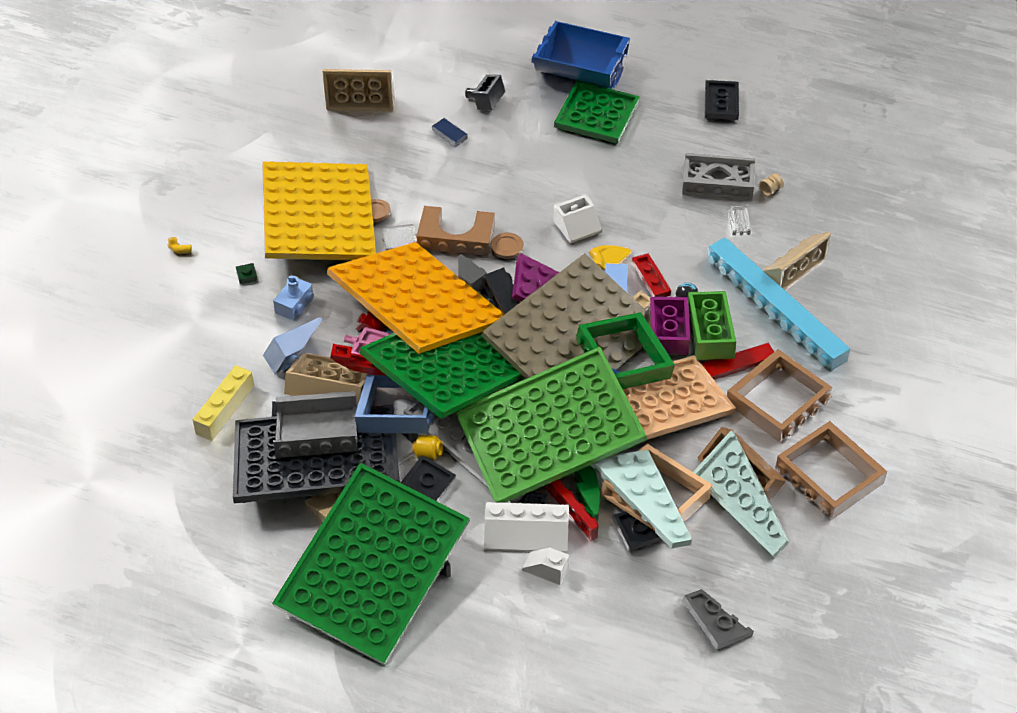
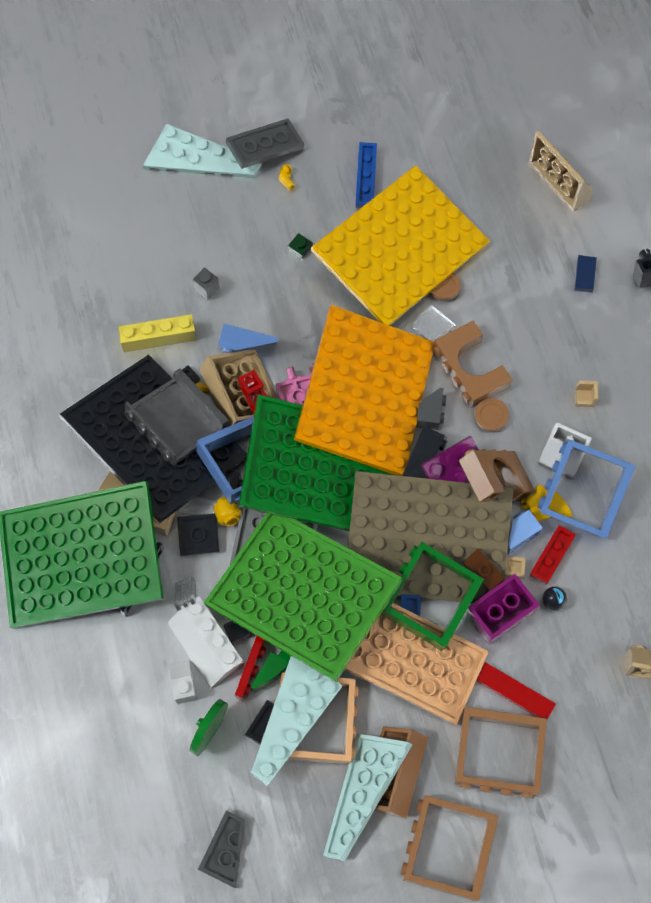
camera: 55 degrees right, 20 degrees up
(90, 291) = (194, 154): none -> light aqua wing
(136, 238) = (264, 143): none -> dark grey plate
(215, 346) = (206, 283): none -> dark grey brick
(233, 199) = (366, 173): none -> blue plate
(293, 298) = (299, 300): light blue brick -> none
(476, 517) = (188, 590): none -> clear tile
(545, 183) = (586, 393): none -> tan panel
(561, 256) = (486, 466): none -> medium nougat arch
(606, 558) = (208, 727): none -> green piece
(622, 309) = (484, 568): none -> reddish brown plate
(643, 210) = (615, 501): none -> medium blue window
(711, 325) = (528, 644): bright green brick -> none
(778, 304) = (607, 683): medium azure brick -> none

